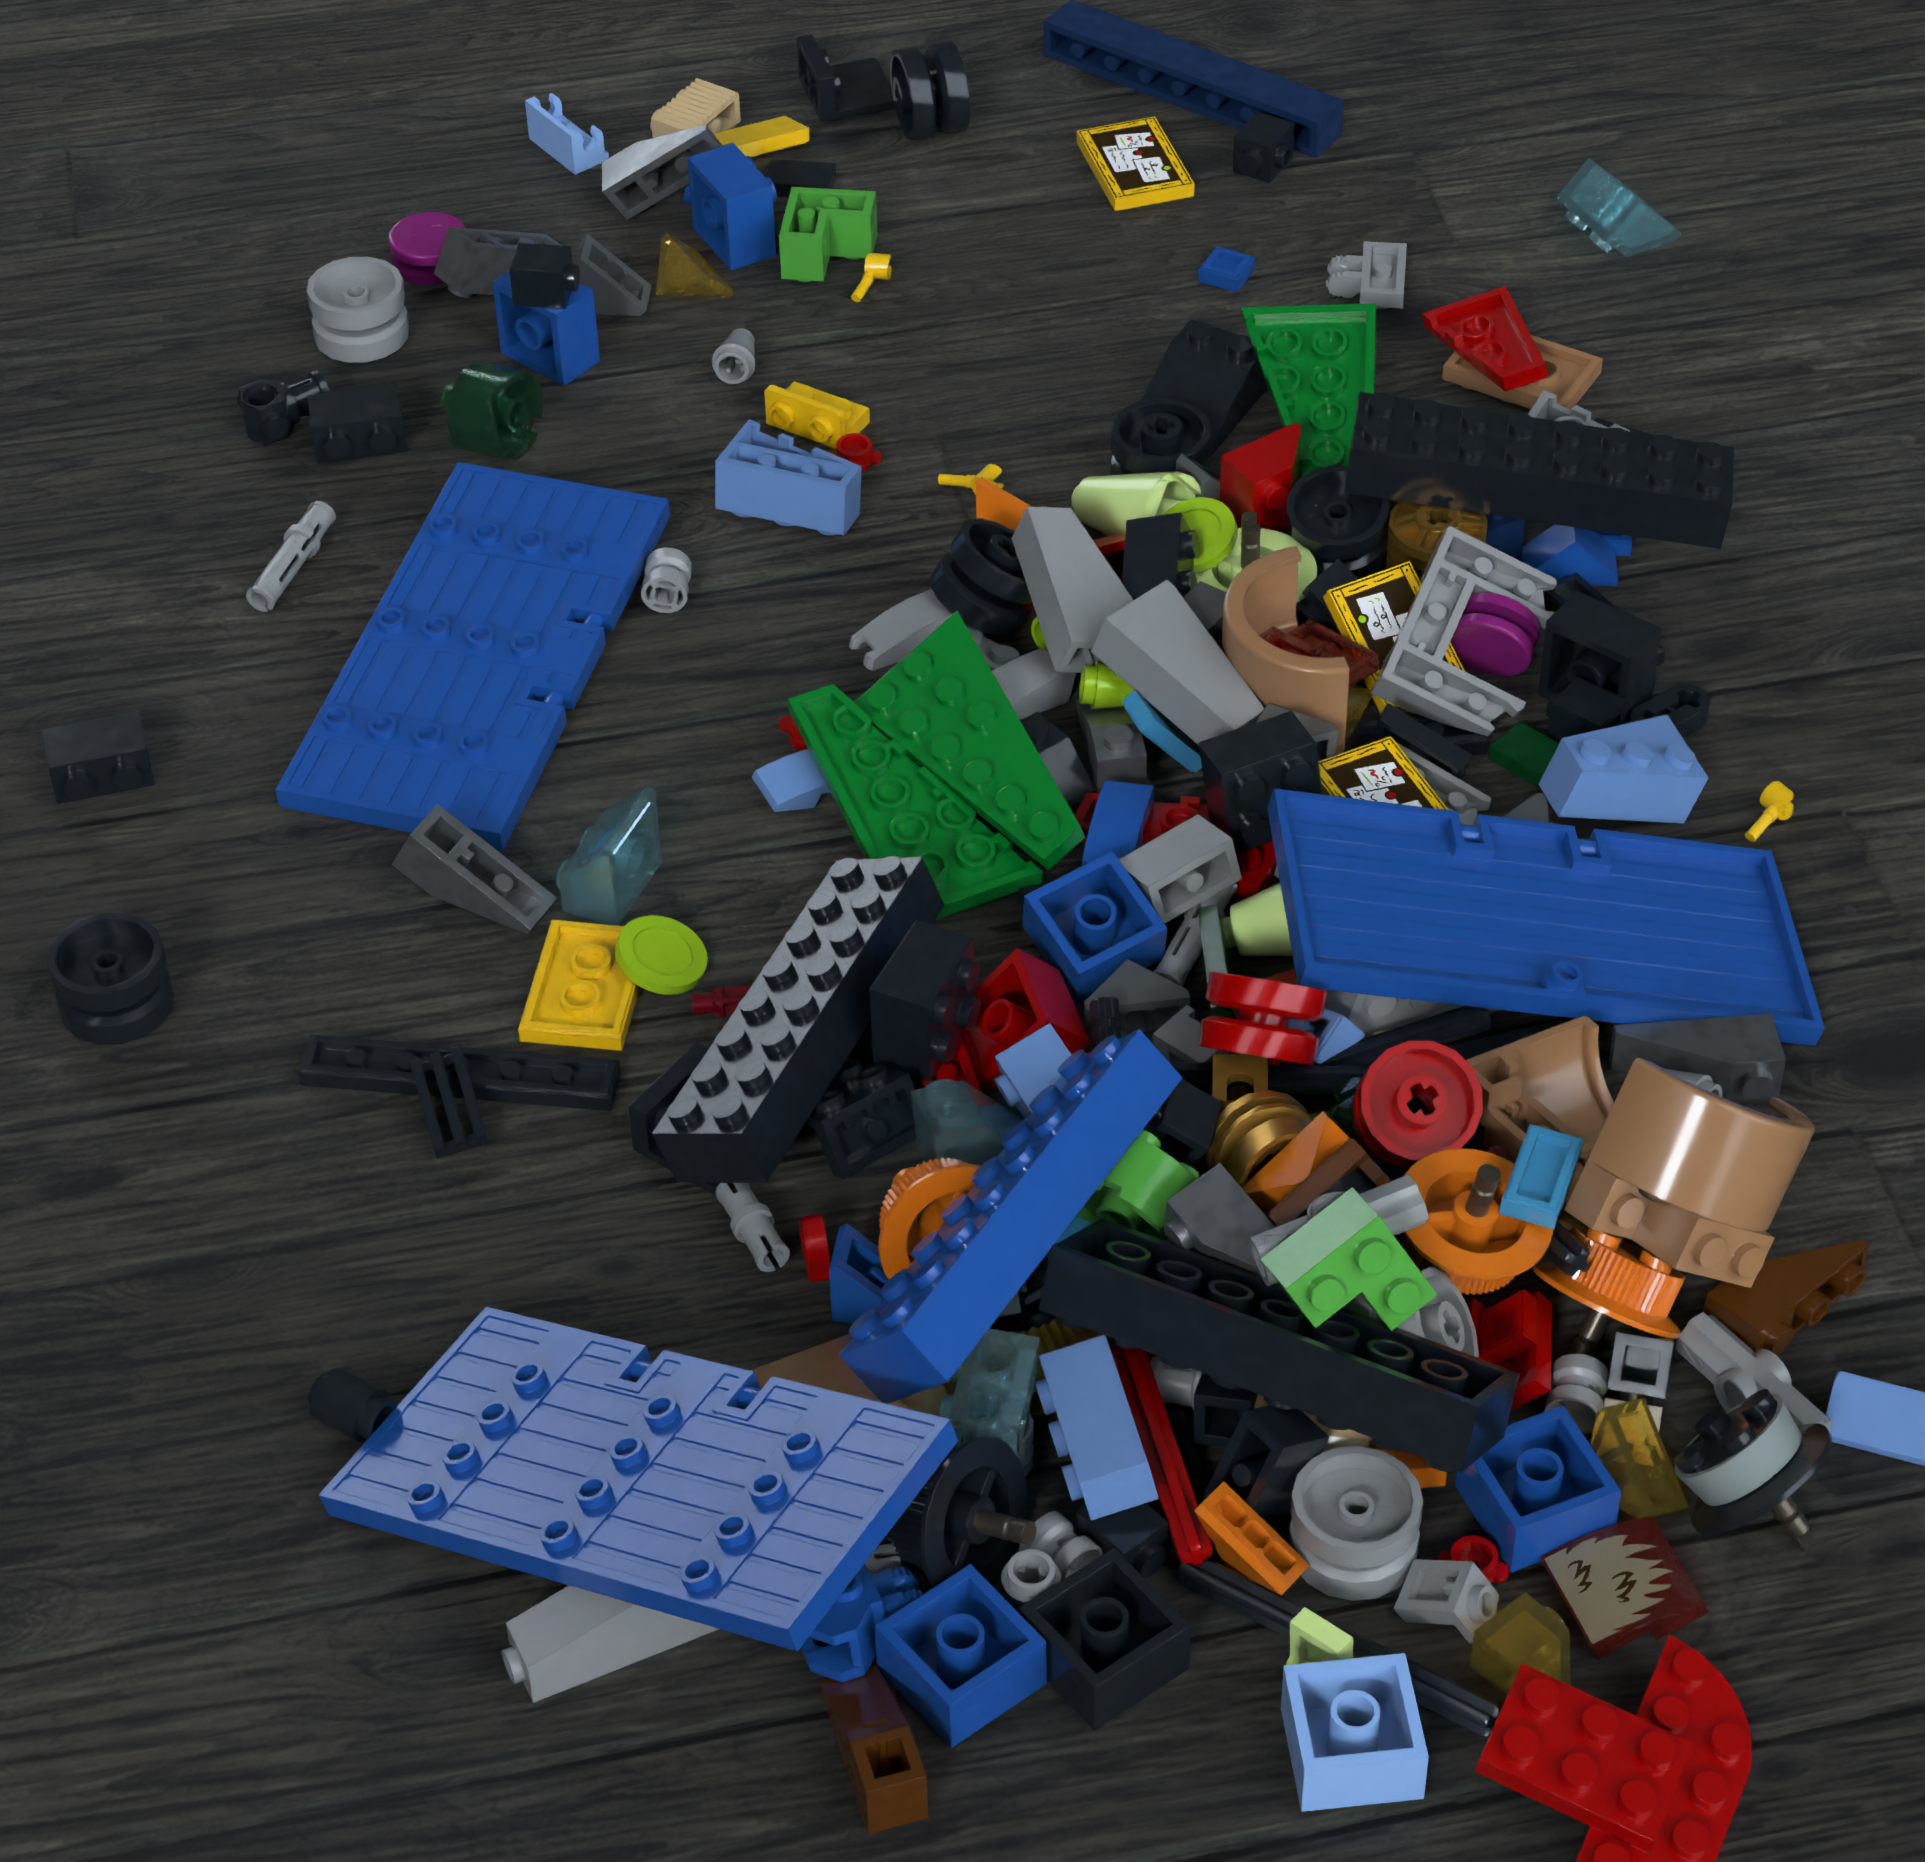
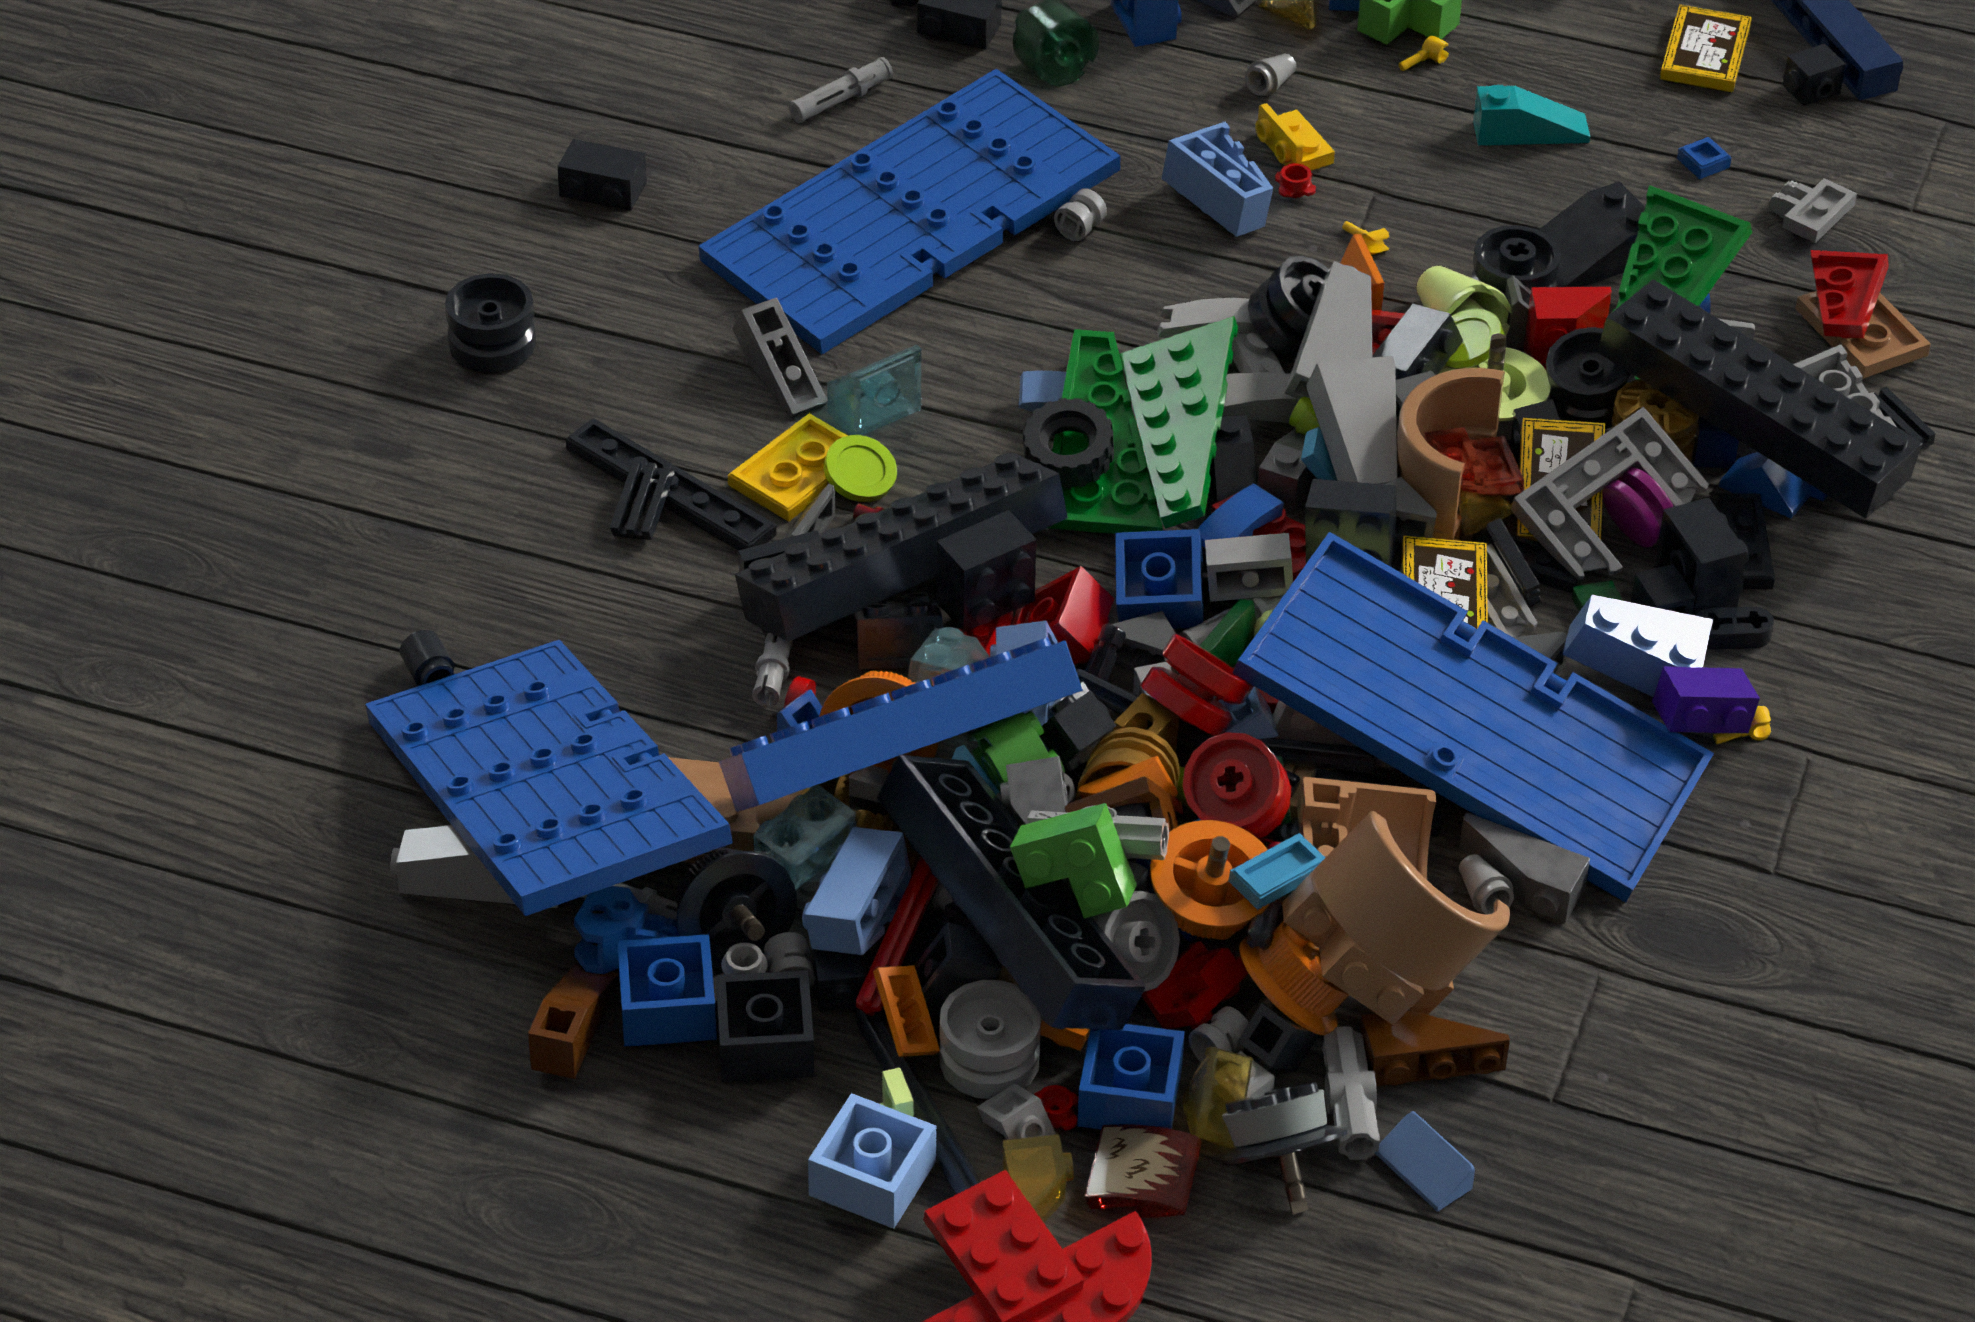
camera: 30 degrees right, 0 degrees up
(650, 1040) = (817, 514): none -> dark grey slope
(875, 790) = (1070, 416): none -> black tyre
(1024, 299) = (1520, 117): none -> teal slope
(1731, 798) = (1705, 700): none -> dark purple brick

